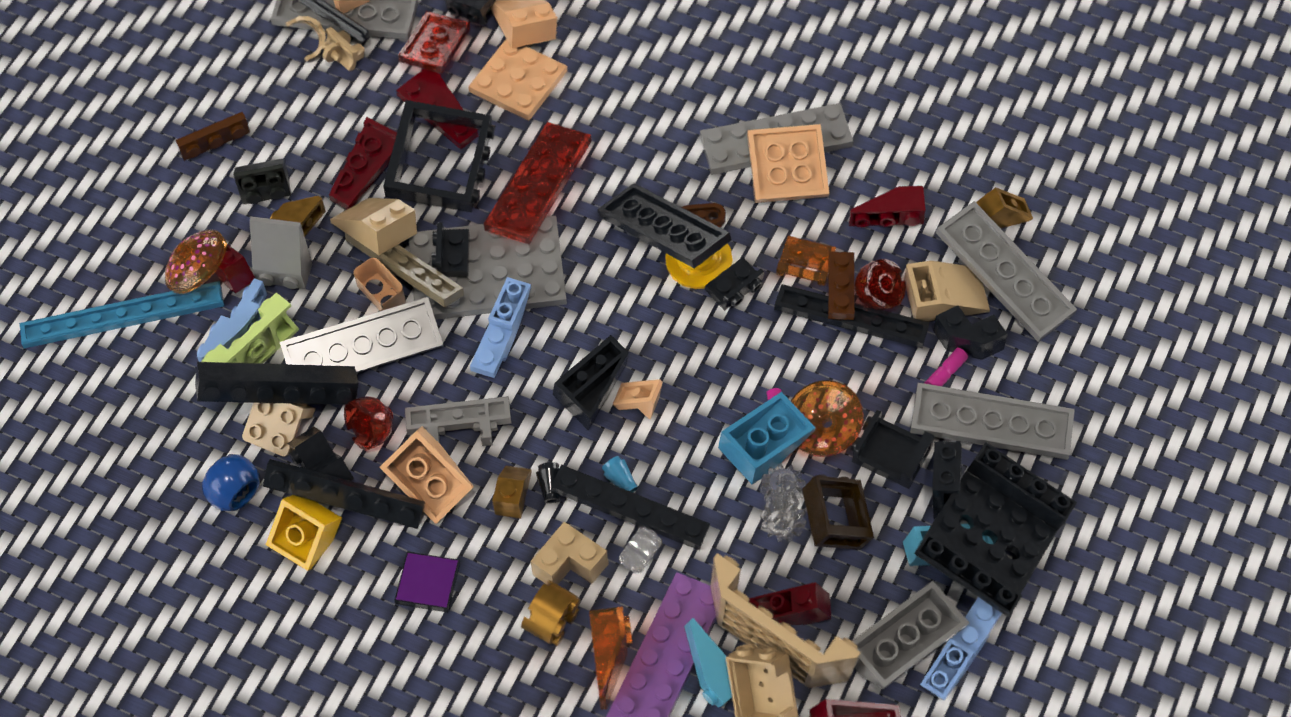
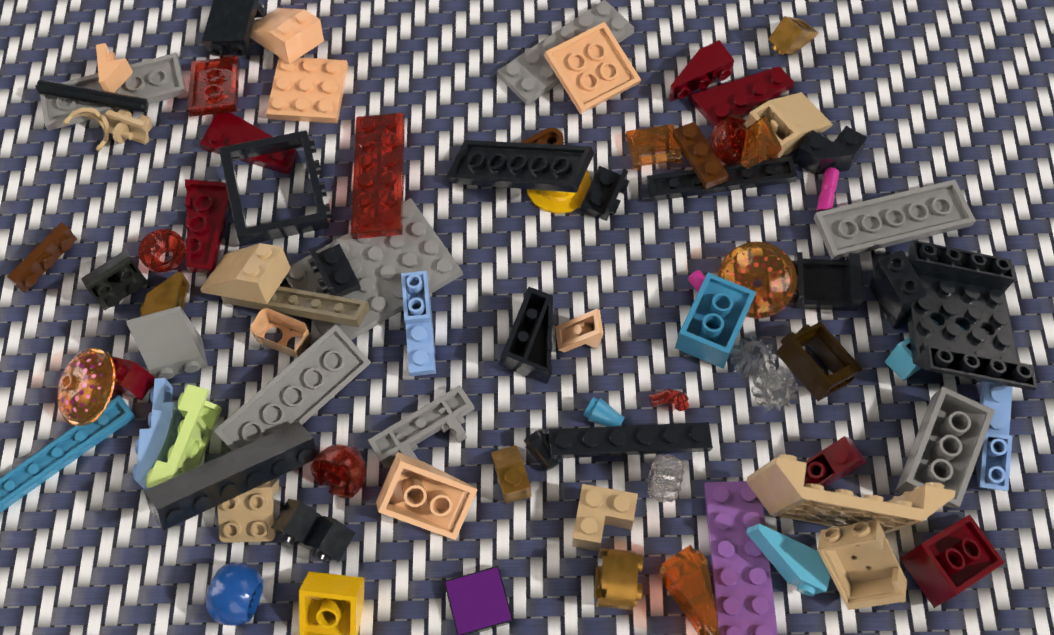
camera: 25 degrees left, 5 degrees up
(315, 164) = (158, 243): none -> clear red piece
(343, 493) = (353, 554): black plate -> none
(690, 487) = (671, 396): none -> clear red arm
(899, 296) = (759, 143): none -> clear orange slope
(909, 246) = (741, 95): none -> dark red wing
(1006, 271) = (829, 85): light grey plate -> none

